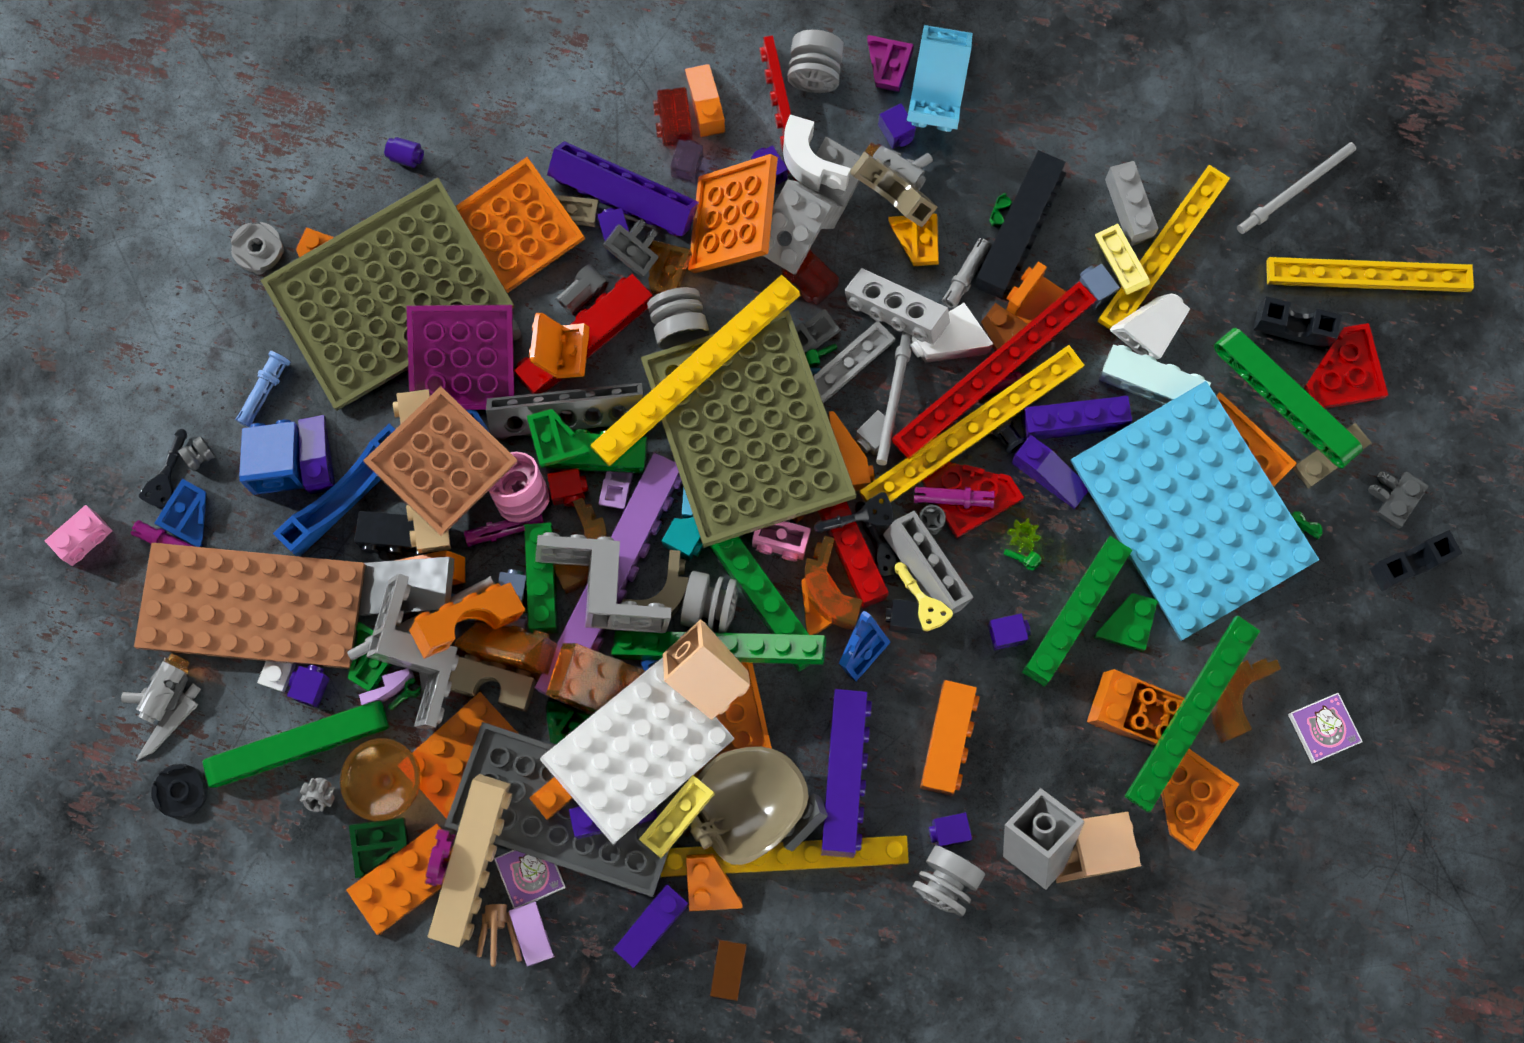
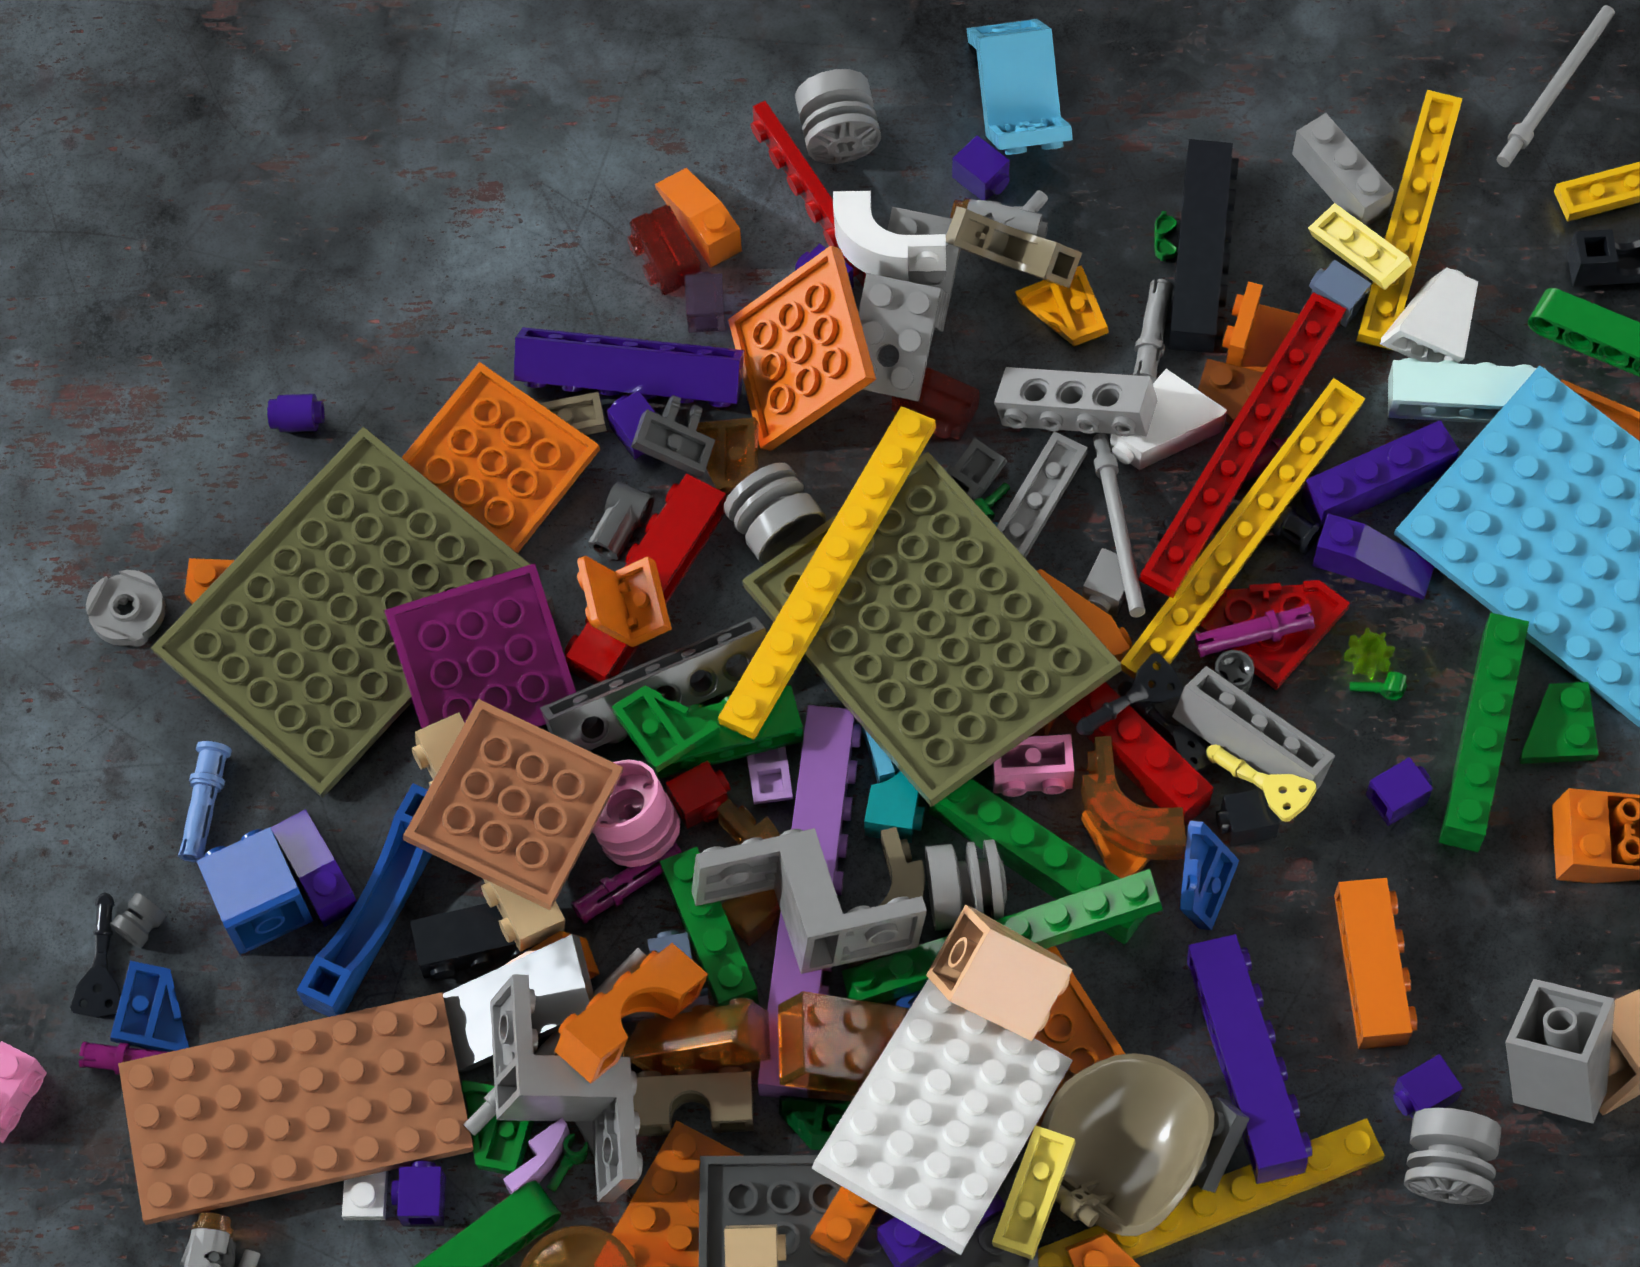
camera: 15 degrees left, 10 degrees down
(889, 61) = (936, 88): magenta wing -> none

